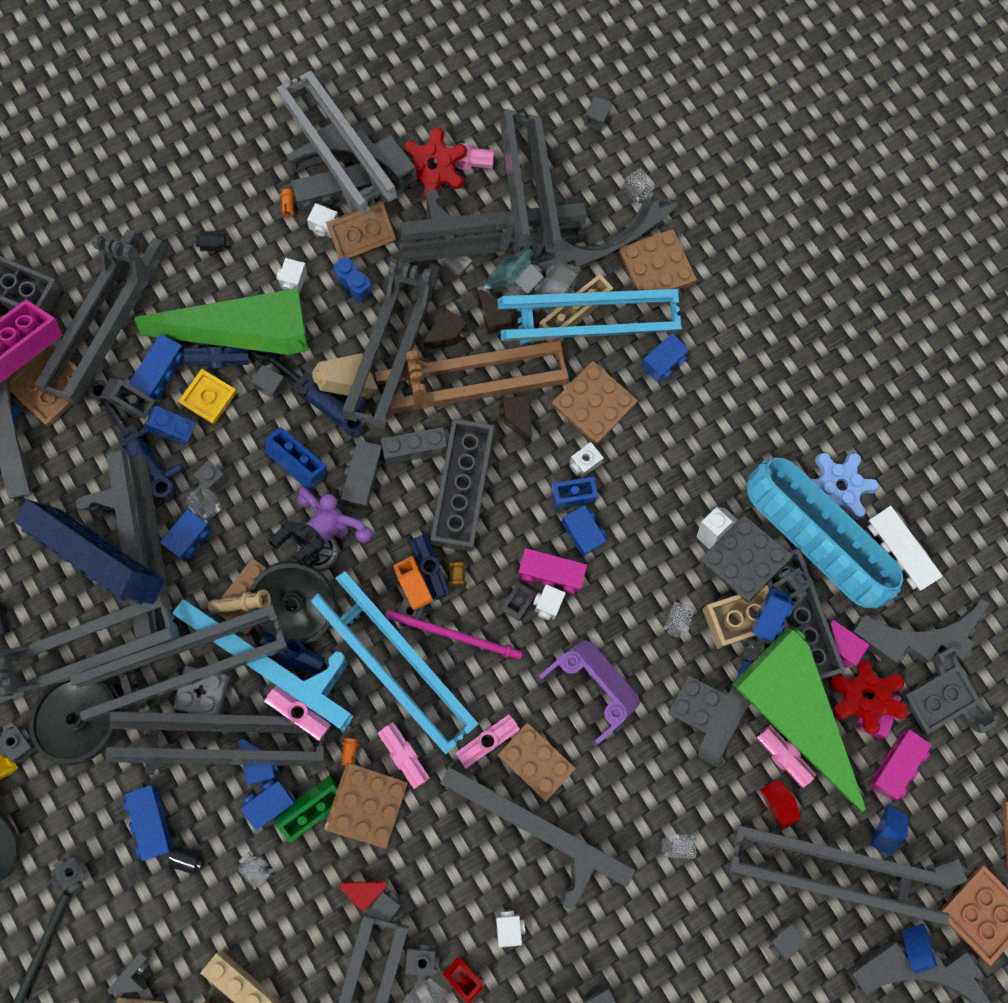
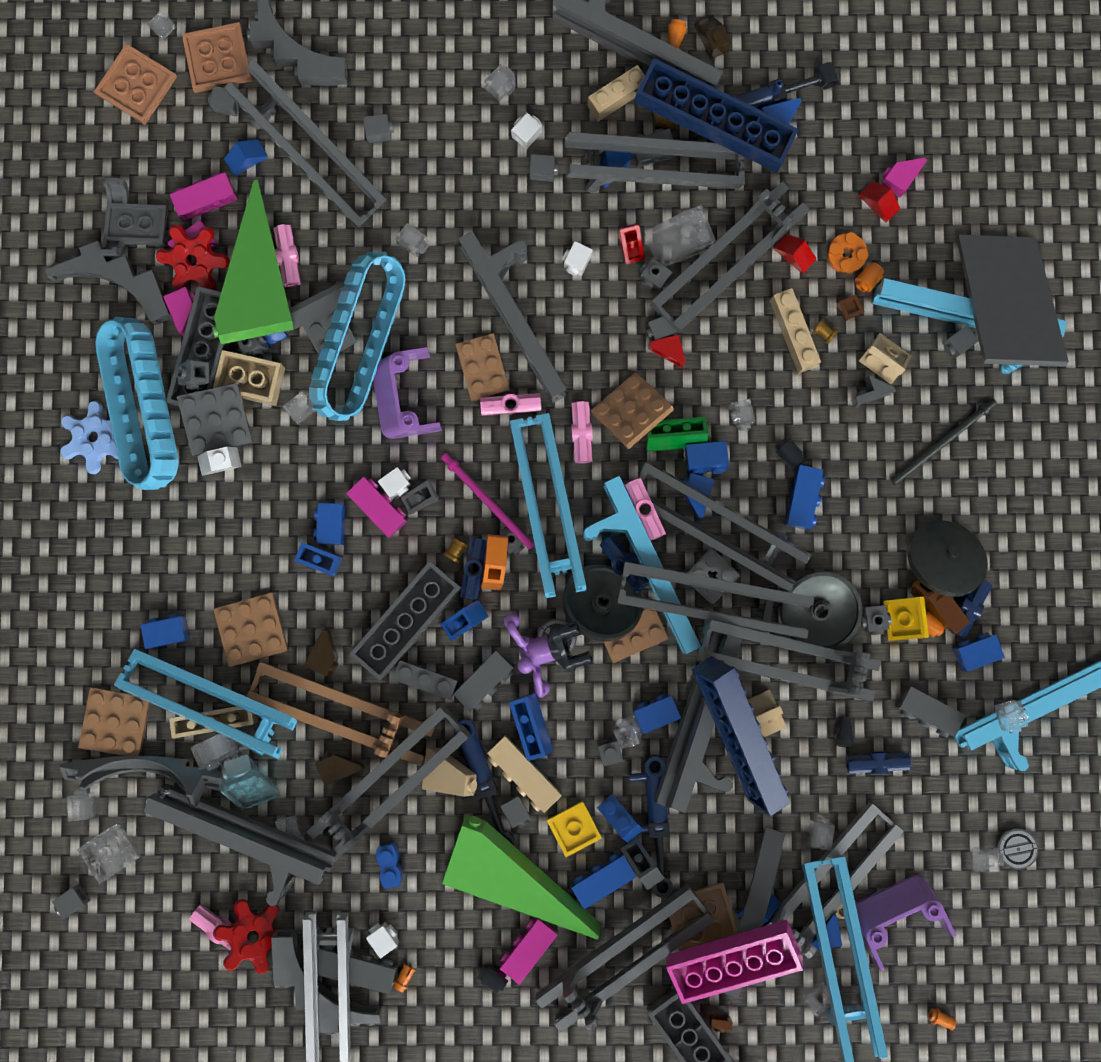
camera: 140 degrees left, 10 degrees up
(63, 883) = (891, 495): dark grey brick -> none
(83, 594) = (767, 713): none -> tan bracket
(192, 277) = (527, 949): none -> dark pink brick
(215, 356) = (548, 861): dark blue piece -> none
(247, 602) = (637, 622): tan pin -> none
(272, 415) = (524, 774): none -> tan brick
(292, 274) = (440, 901): white brick -> none
(349, 751) = (622, 460): orange pin -> none
(357, 233) = (364, 907): medium nougat plate -> none
(410, 518) = (464, 620): none -> blue slope
(494, 319) = (287, 762): dark brown slope -> none
(518, 227) = (217, 817): dark grey piece -> none
(585, 460) = (291, 582): white brick -> none
(591, 163) = (109, 853): none -> clear brick
(650, 723) = (375, 343): none -> medium azure piece
(772, 614) = (225, 359): blue brick -> none
(781, 804) = (315, 225): red slope -> none
(904, 548) = (80, 352): white slope -> none
(919, 948) = (284, 63): blue slope -> none

